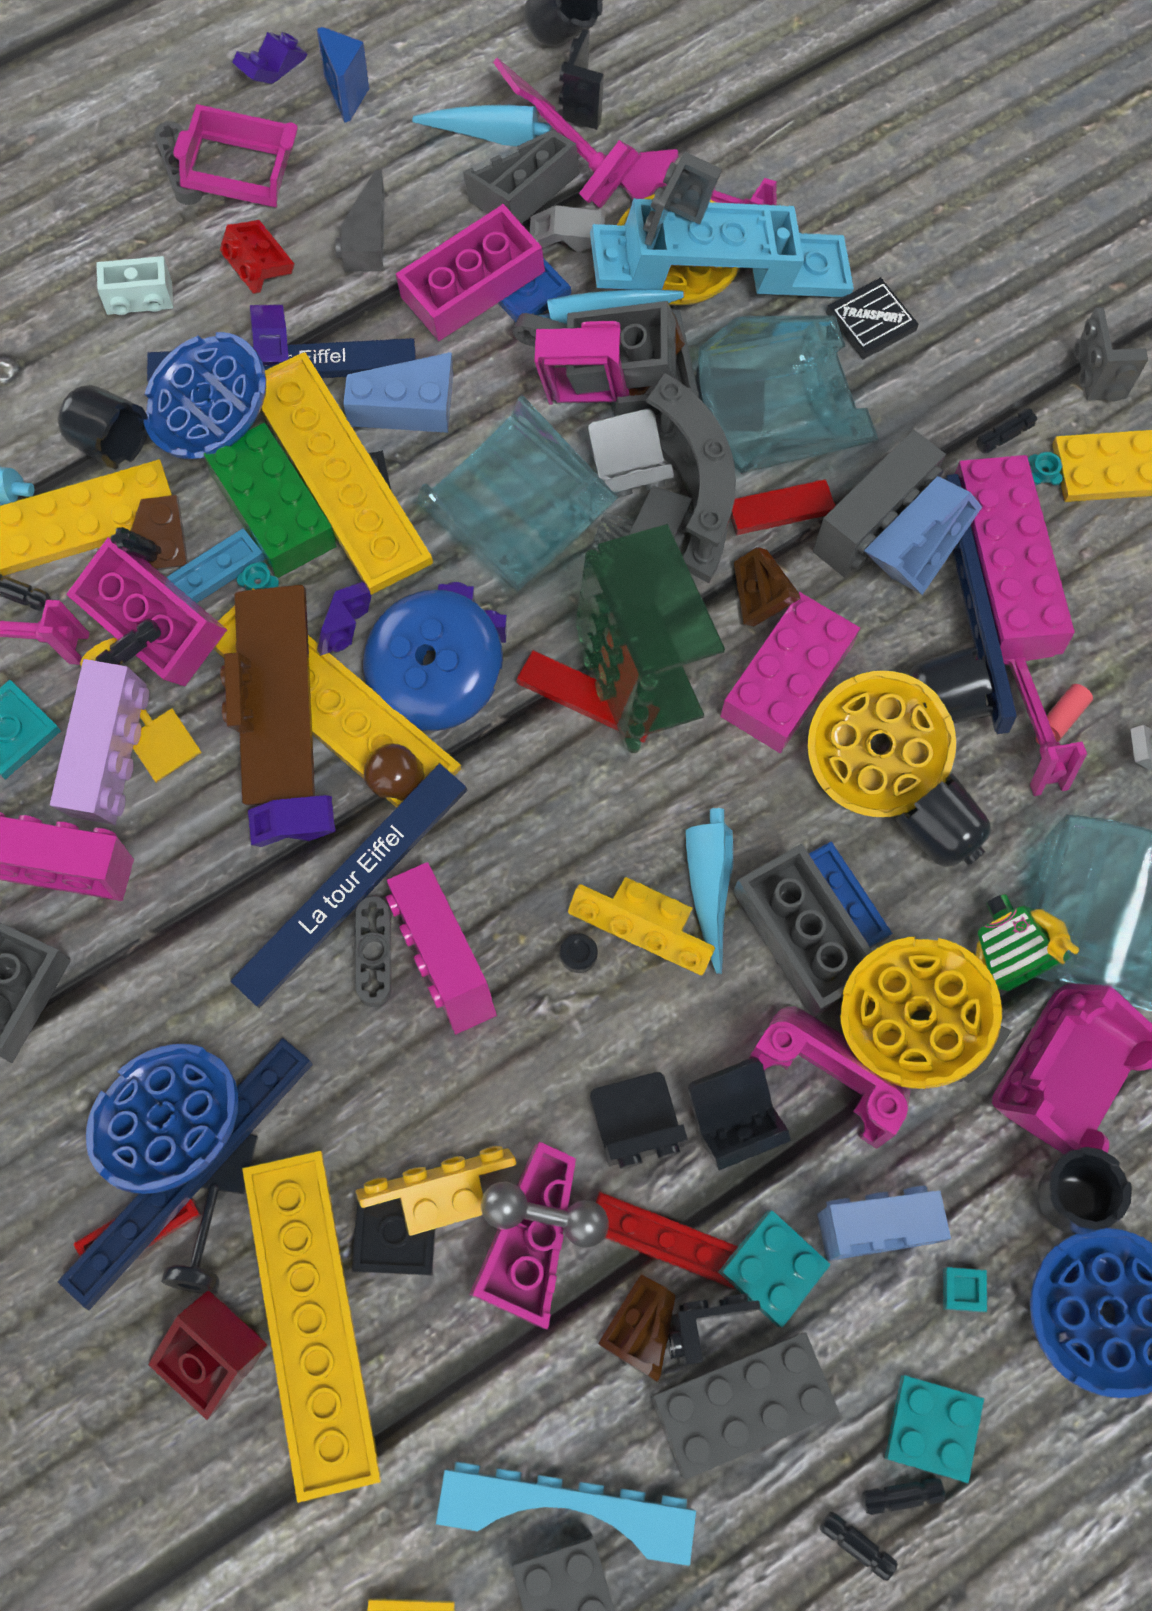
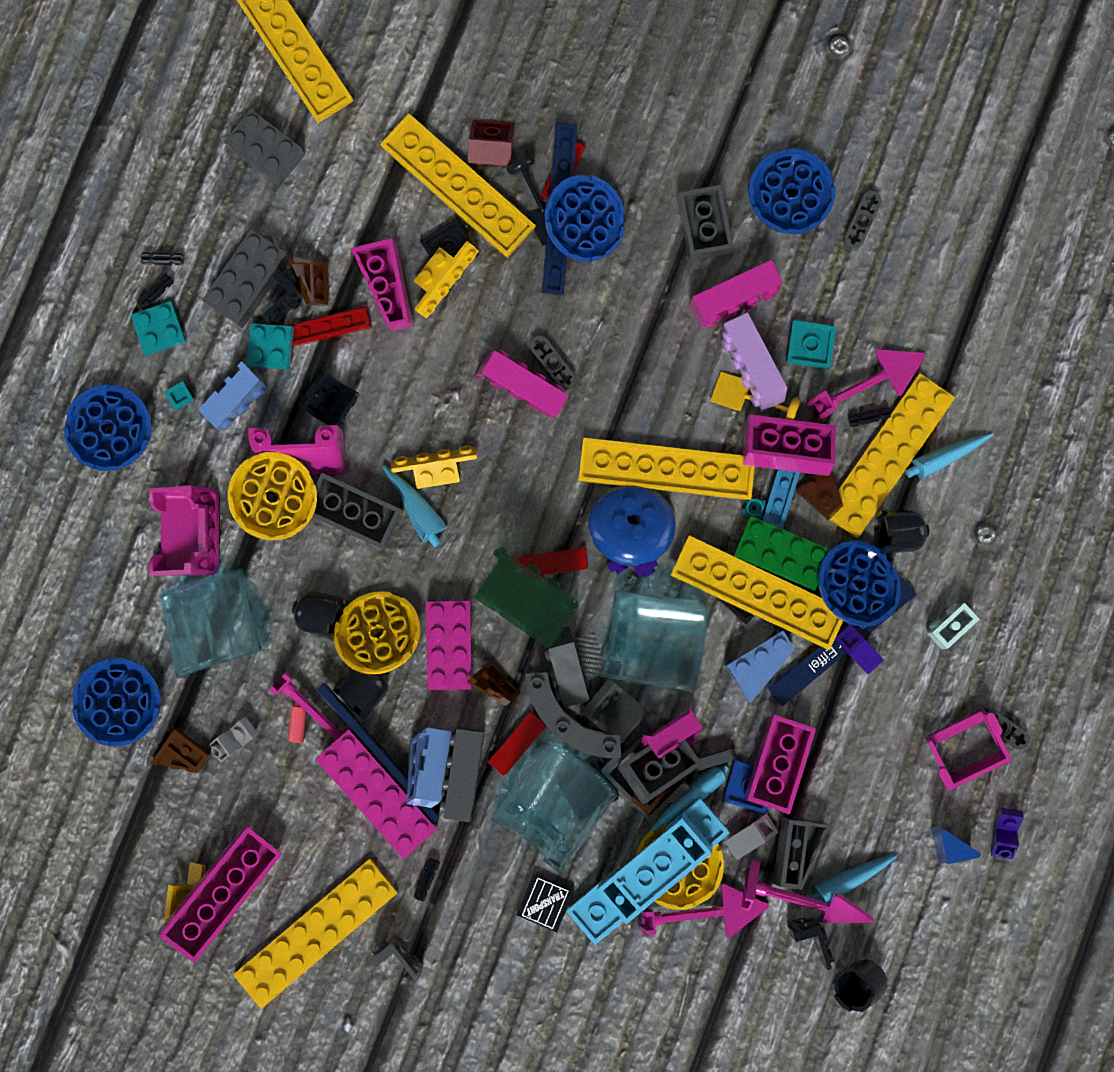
camera: 150 degrees right, 15 degrees up
(131, 643) = (779, 417): black axle -> none
(135, 544) = (820, 472): black axle -> none
(254, 253) = (908, 696): red bracket -> none
(271, 694) = (695, 448): reddish brown bracket -> none
(291, 818) = (638, 395): dark purple slope -> none
(340, 621) = (690, 506): dark purple slope -> none
(348, 886) = (585, 385): dark blue tile -> none
(363, 230) = (860, 752): flat silver slope -> none
(393, 771) = (605, 451): reddish brown hair -> none
(506, 1206) = (401, 281): flat silver piece -> none
(578, 953) = (456, 430): black tile -> none
(637, 1120) = (374, 368): black bracket -> none
(657, 1529) = (254, 205): medium azure arch -> none
(686, 194) = (678, 874): dark grey bracket -> none
(851, 894) = (347, 547): blue tile -> none
(1021, 943) = (247, 571): torso -> none
(1051, 463) = (392, 862): teal plate -> none
(1084, 1191) = (149, 467): black cylinder -> none

